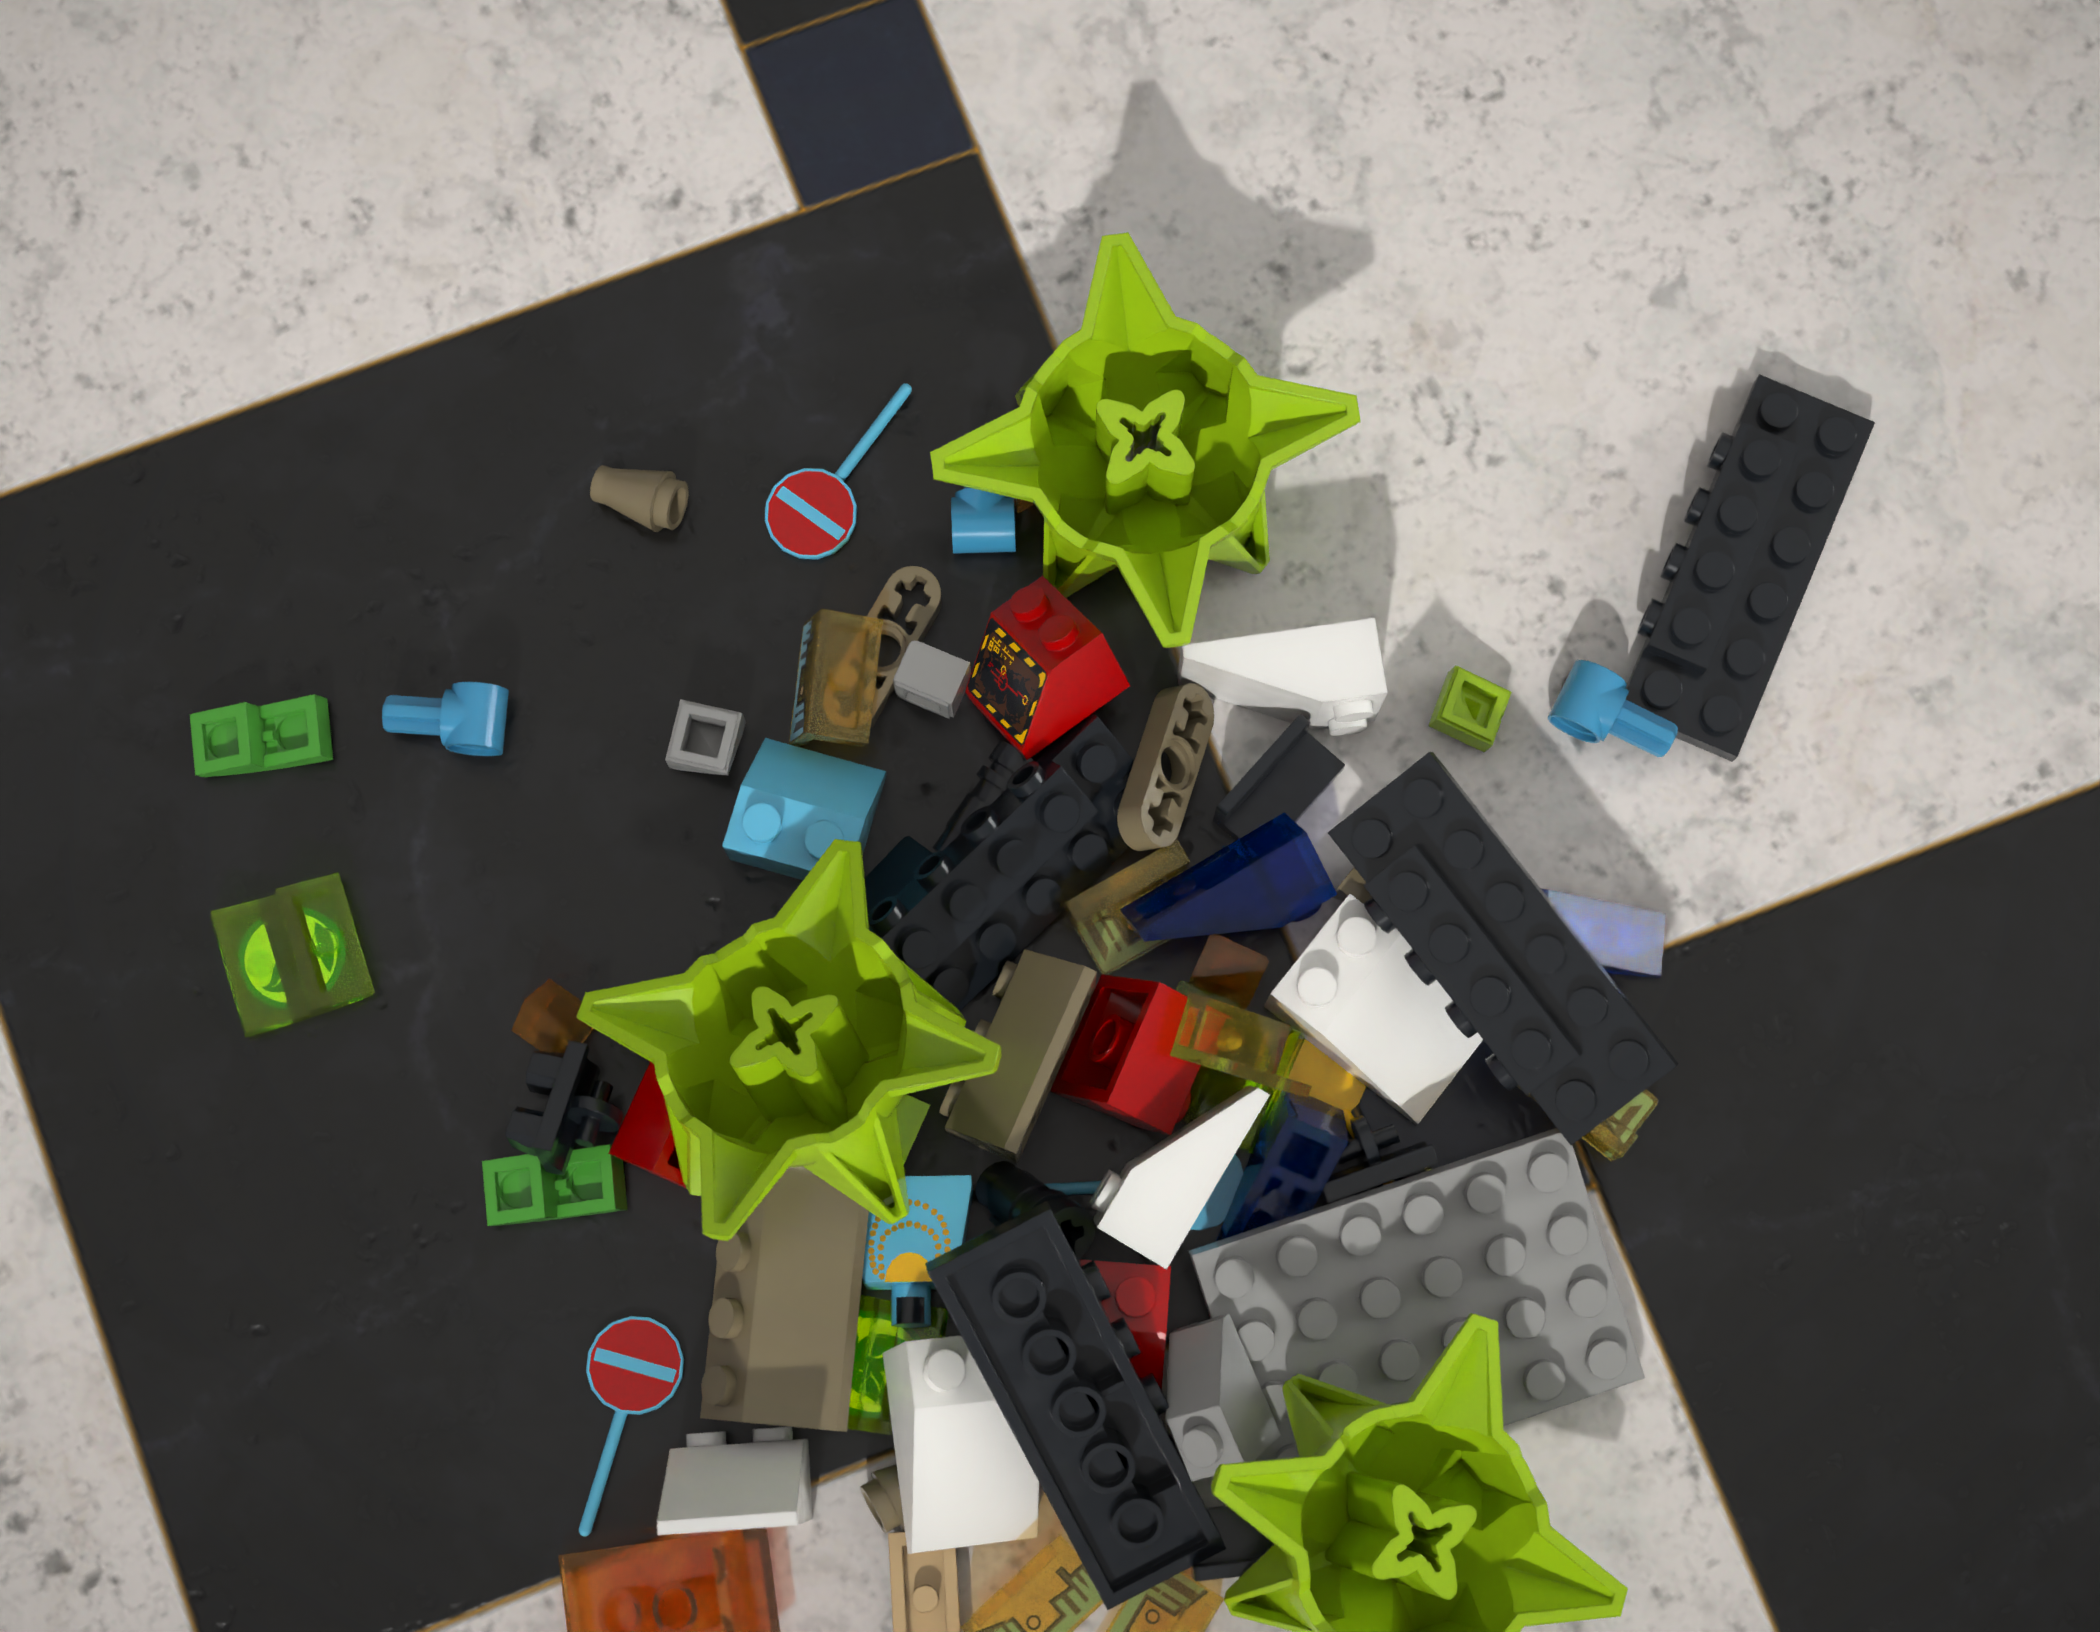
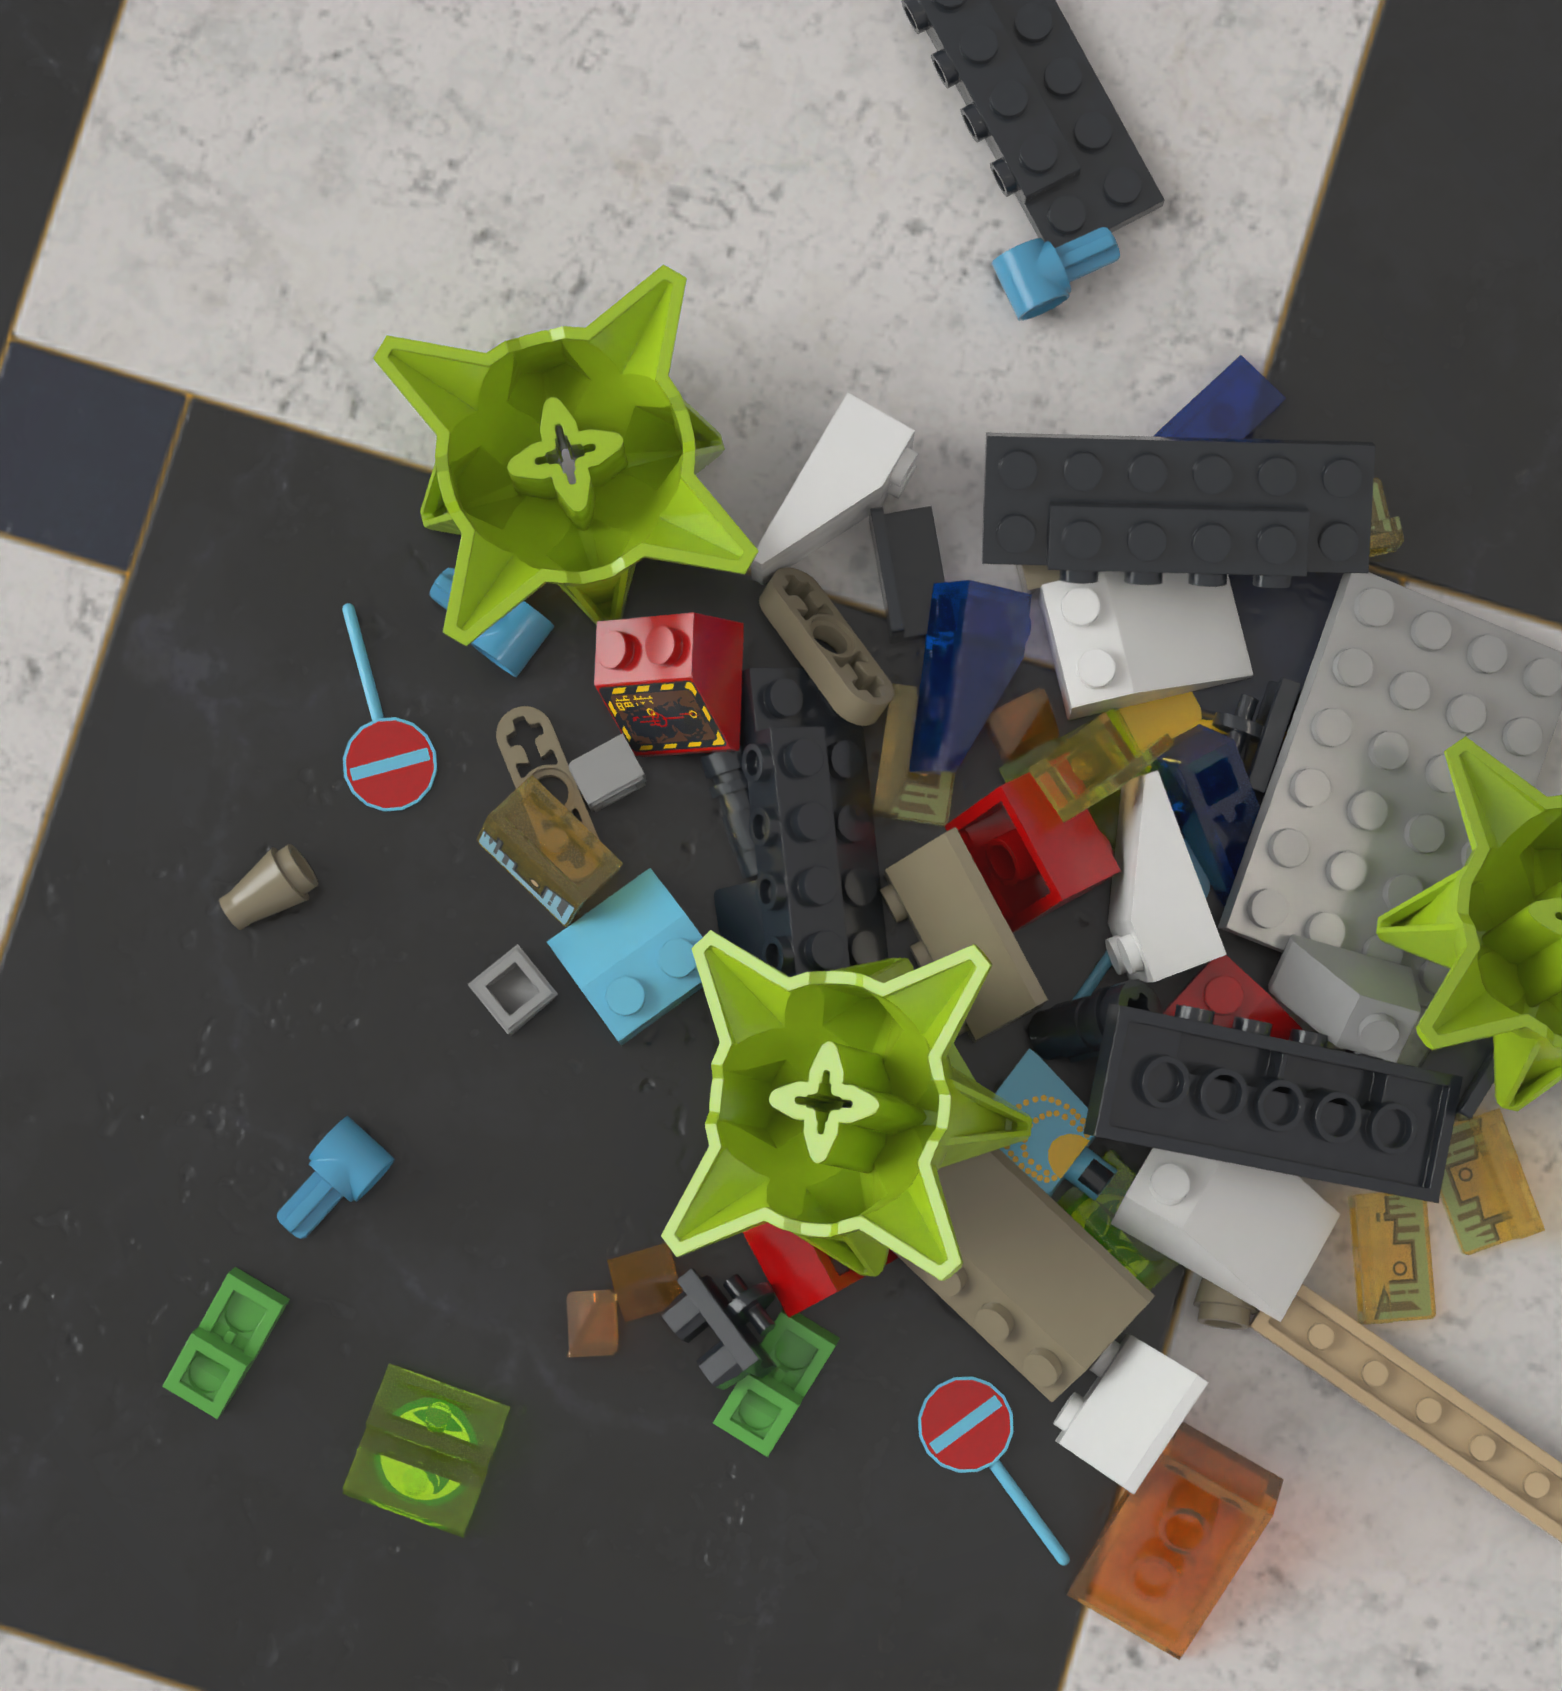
camera: 50 degrees left, 5 degrees up
(488, 1008) = (592, 1323): none -> clear orange slope
(1469, 708) = (963, 374): lime tile -> none

